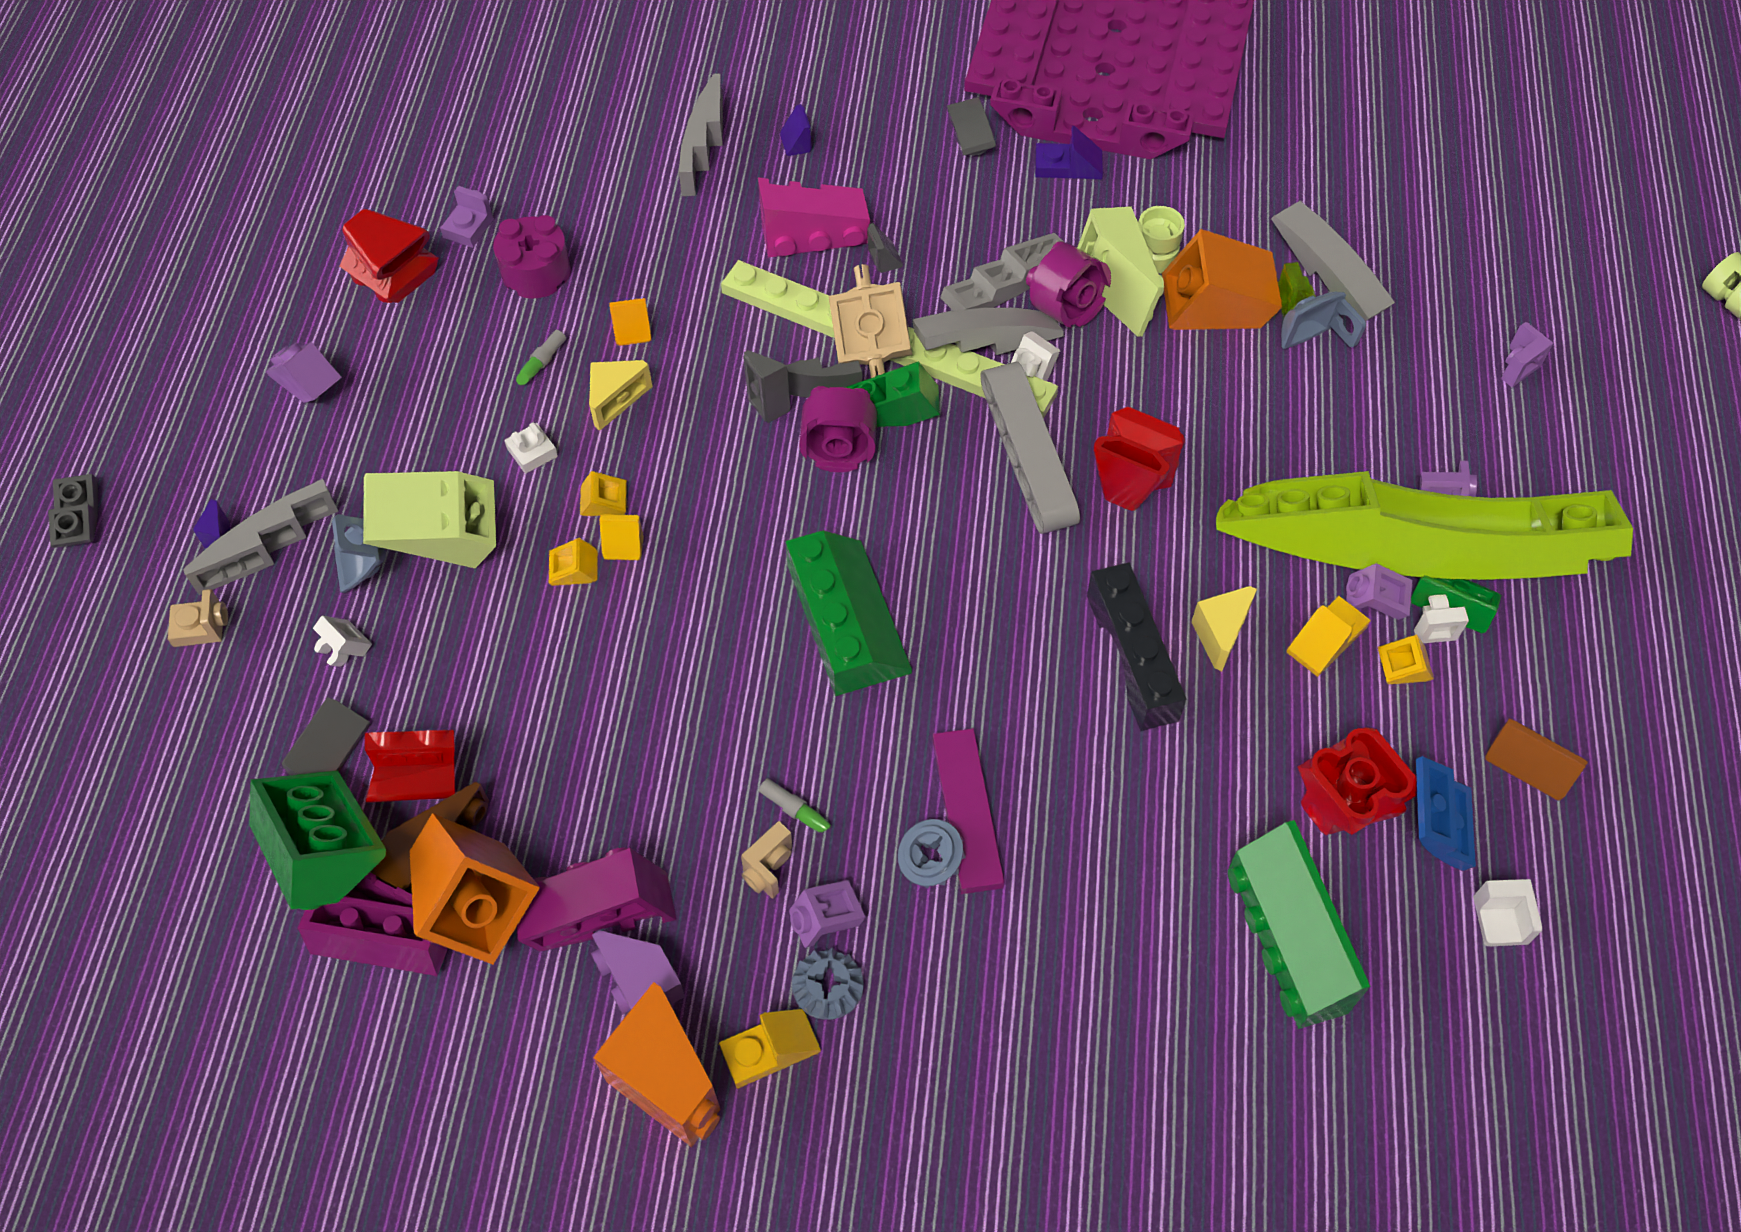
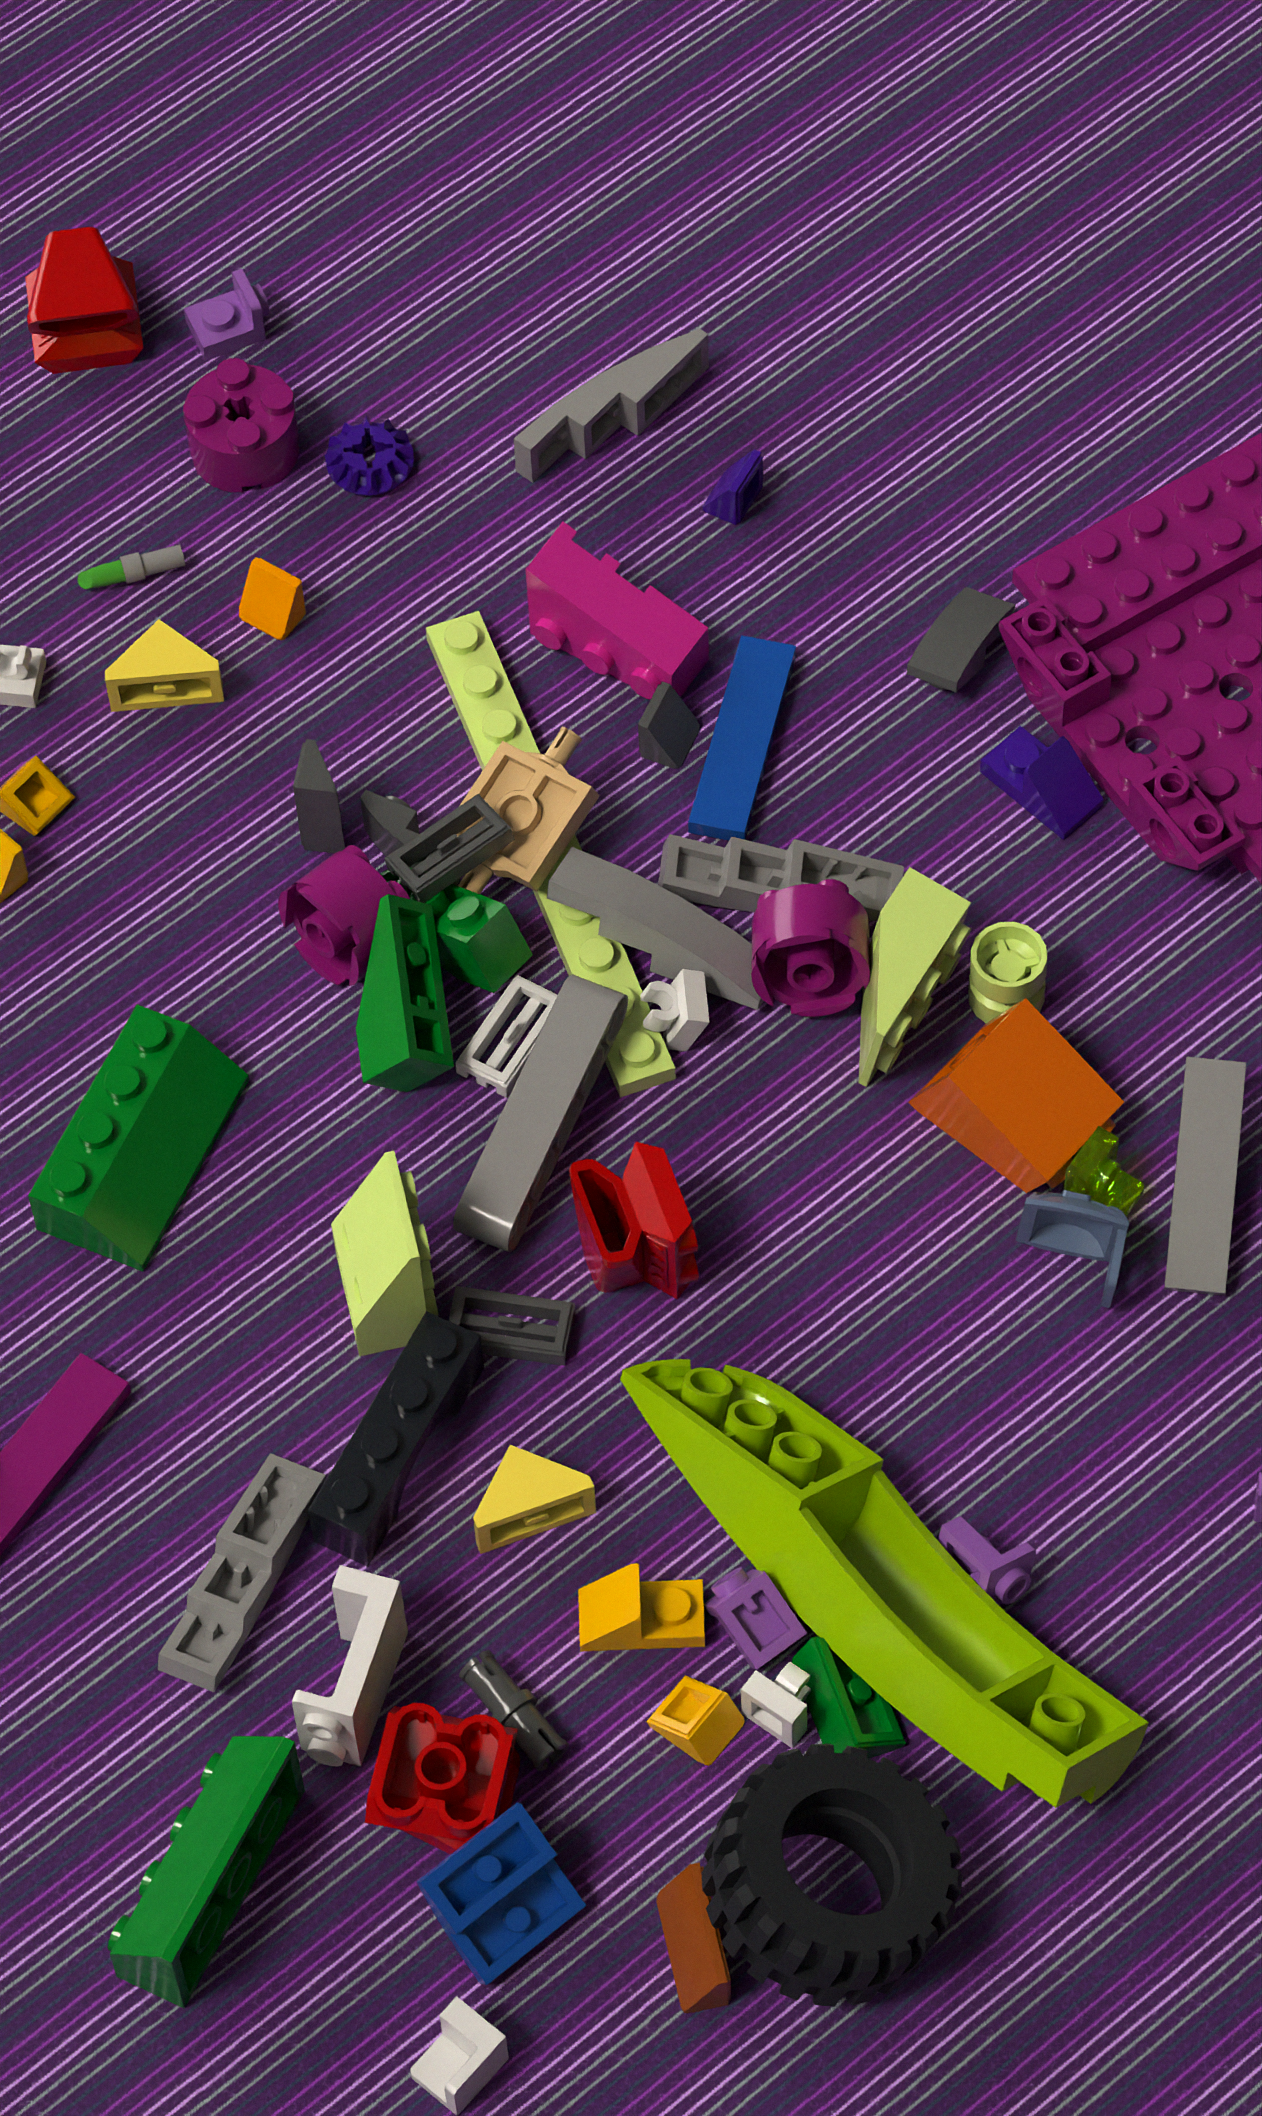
camera: 45 degrees right, 0 degrees up
(606, 243) = (391, 464): none -> dark purple gear
(872, 361) = (454, 854): none -> dark grey tile
(915, 449) = (402, 1003): none -> green slope
(921, 232) = (742, 739): none -> blue tile
(971, 453) = (489, 1072): none -> white tile
(1046, 560) = (384, 1259): none -> yellowish green slope
(1132, 773) = (241, 1573): none -> light grey slope
(1151, 551) = (514, 1347): none -> dark grey tile
(1258, 759) = (375, 1622): none -> white panel
(1324, 725) = (514, 1709): none -> dark grey pin
(1578, 670) = (875, 1817): none -> black tyre

